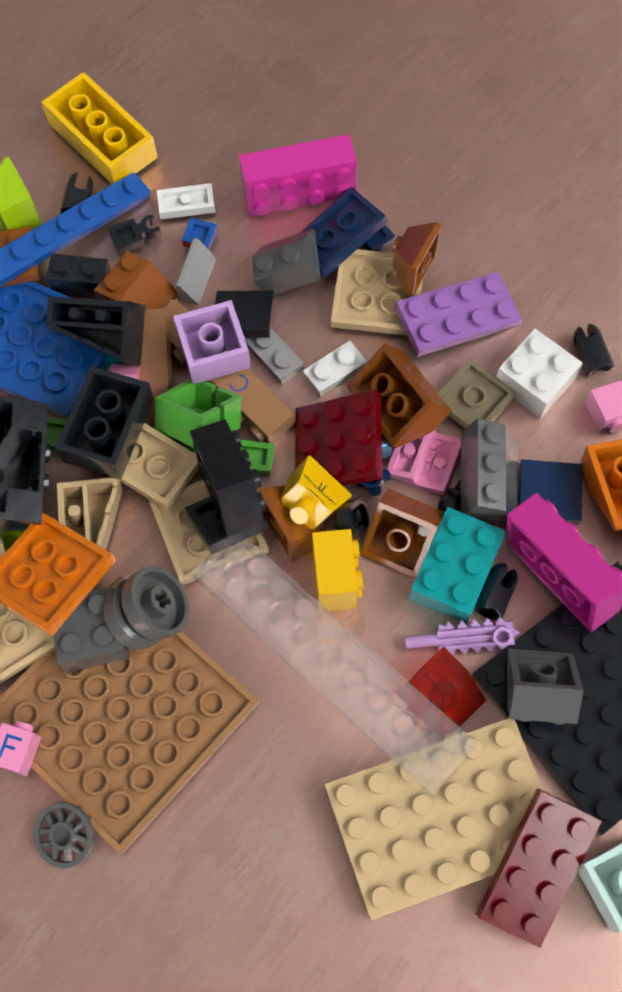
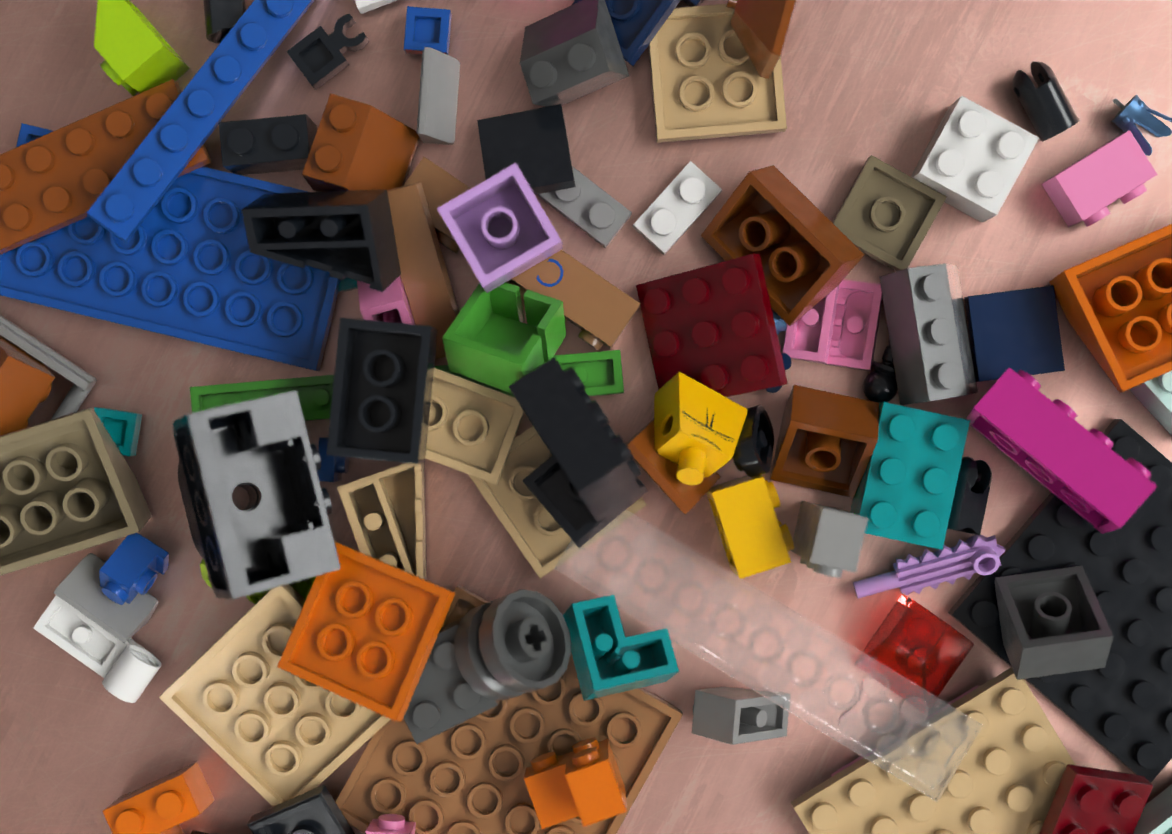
camera: 10 degrees left, 20 degrees up
(59, 472) = (331, 466): none -> dark blue plate
(165, 726) = (576, 784): none -> orange brick
(216, 642) = (607, 659): none -> teal brick
(301, 710) = (737, 716): none -> light grey slope
(388, 583) = (828, 538): none -> light grey brick
(457, 313) = (840, 85): medium lavender plate -> none

